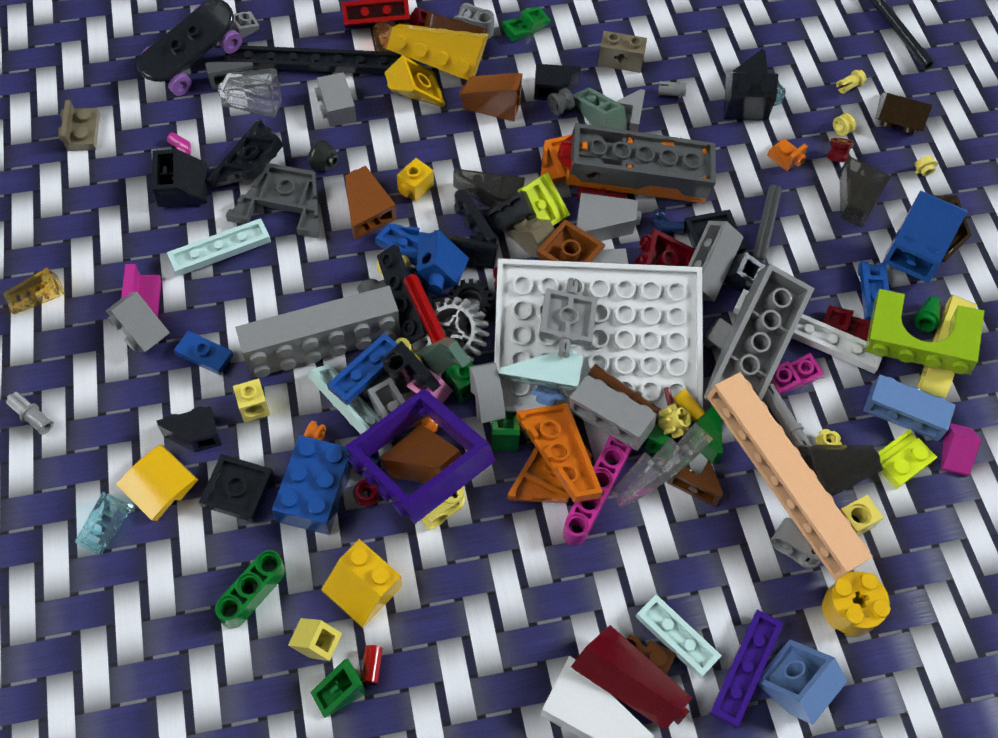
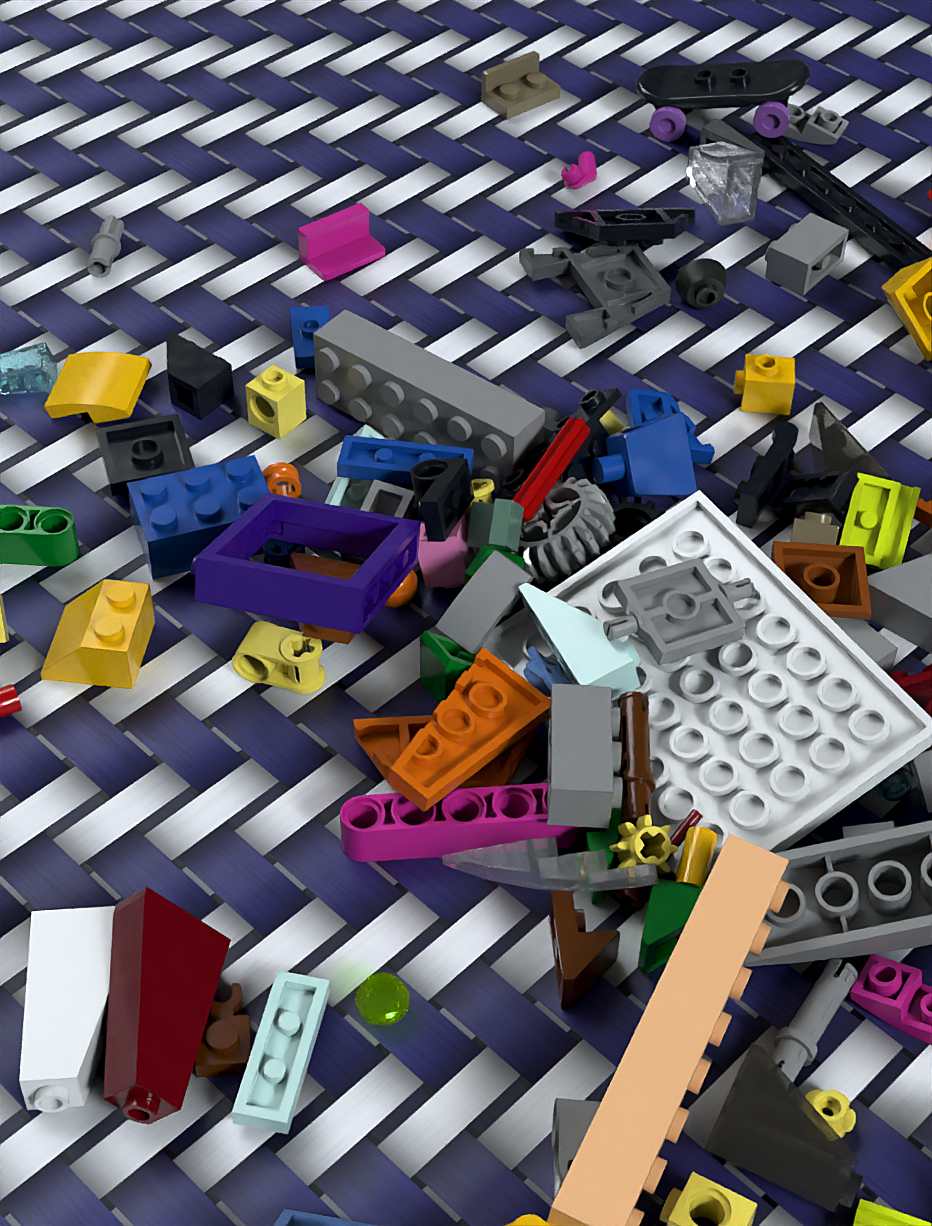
camera: 60 degrees right, 15 degrees down
(31, 284) = (268, 170): clear yellow slope -> none
(137, 322) = (289, 249): light grey brick -> none
(178, 178) = (527, 185): black slope -> none
(218, 247) = (472, 271): light aqua plate -> none
(368, 203) = (674, 357): dark orange slope -> none
(479, 252) = (717, 486): black plate -> none
(673, 577) = (382, 999): none -> clear neon green plate
(746, 669) = (293, 1177): dark purple plate -> none

